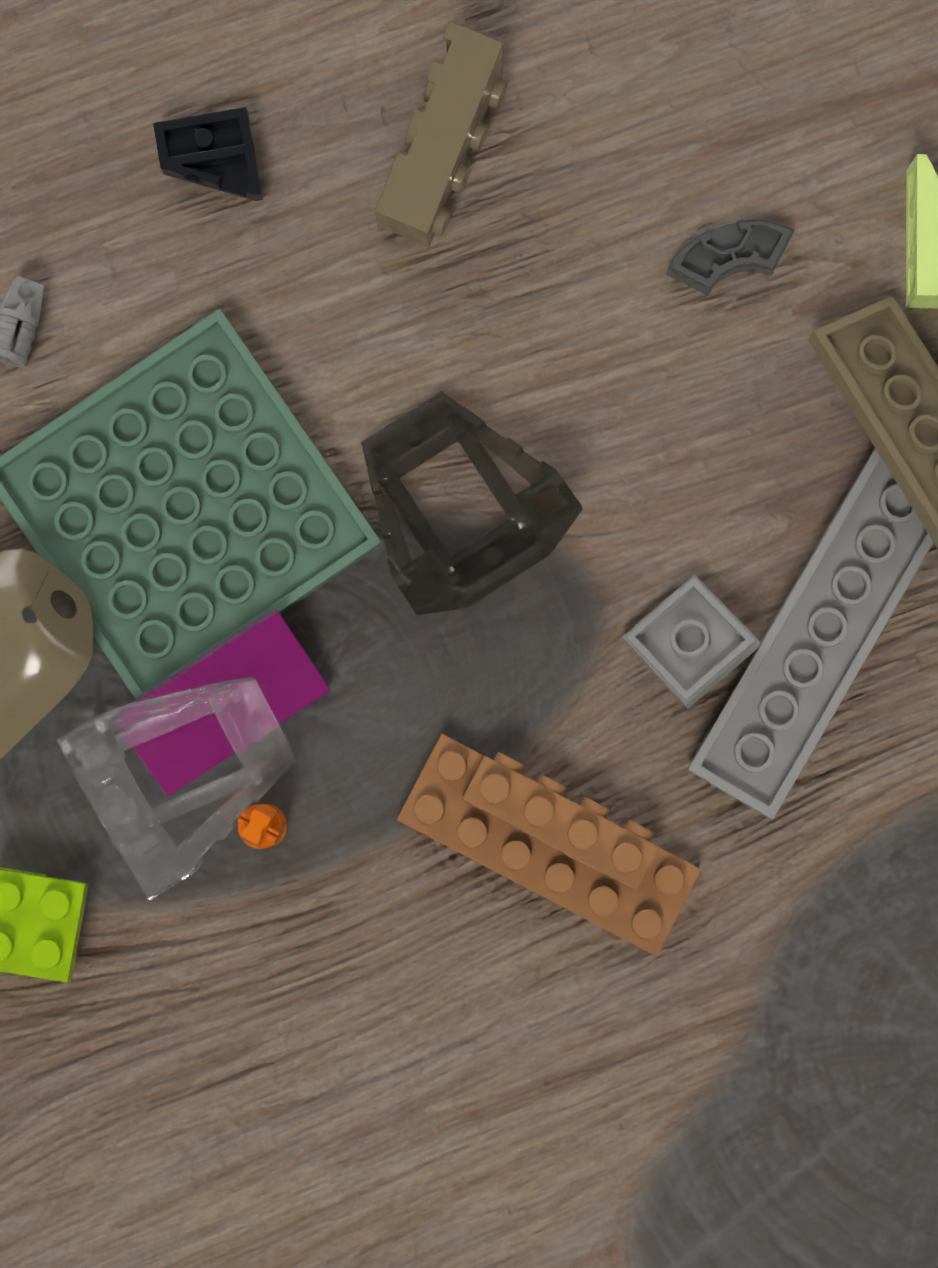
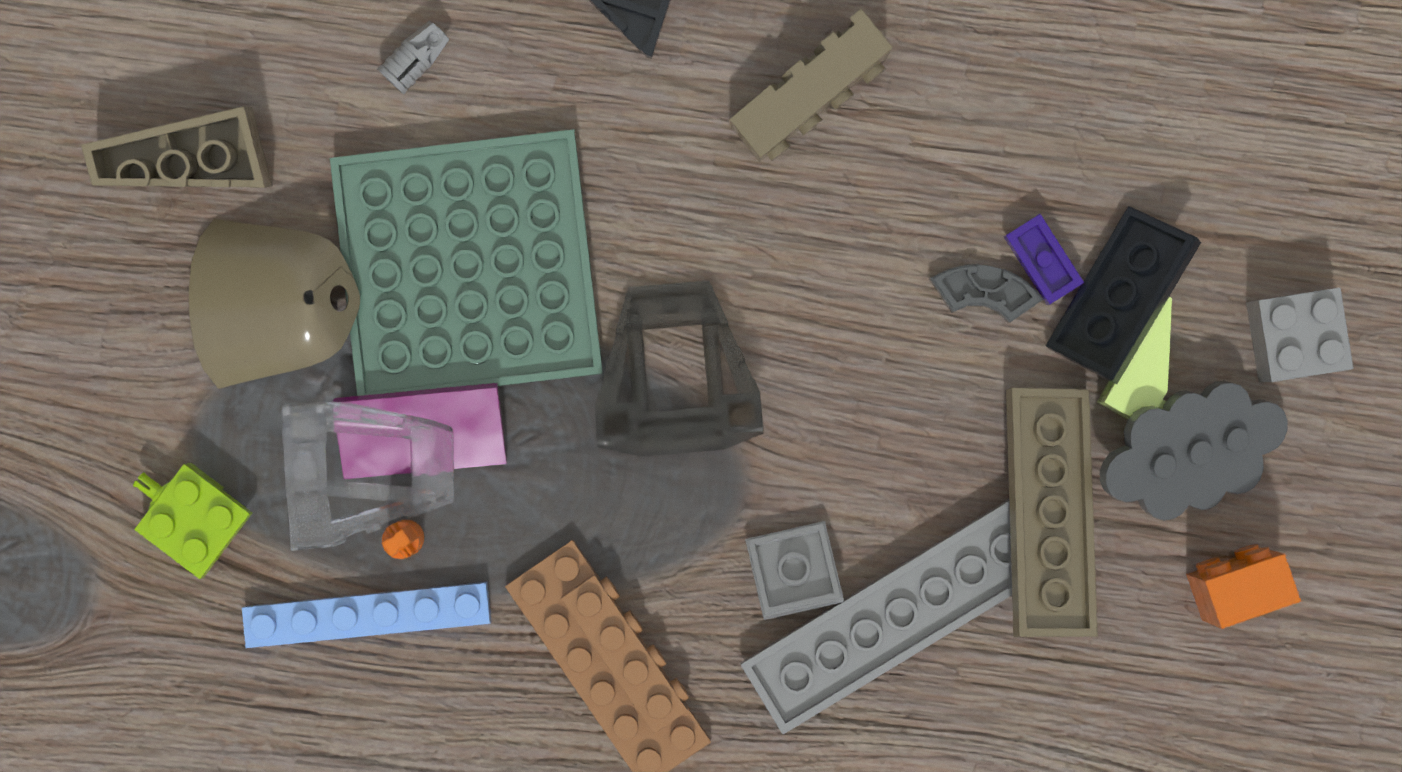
camera: 25 degrees right, 5 degrees up
(265, 929) = (366, 615): none -> light blue plate
(772, 189) = (1043, 259): none -> dark purple plate
(874, 179) = (1123, 294): none -> black tile

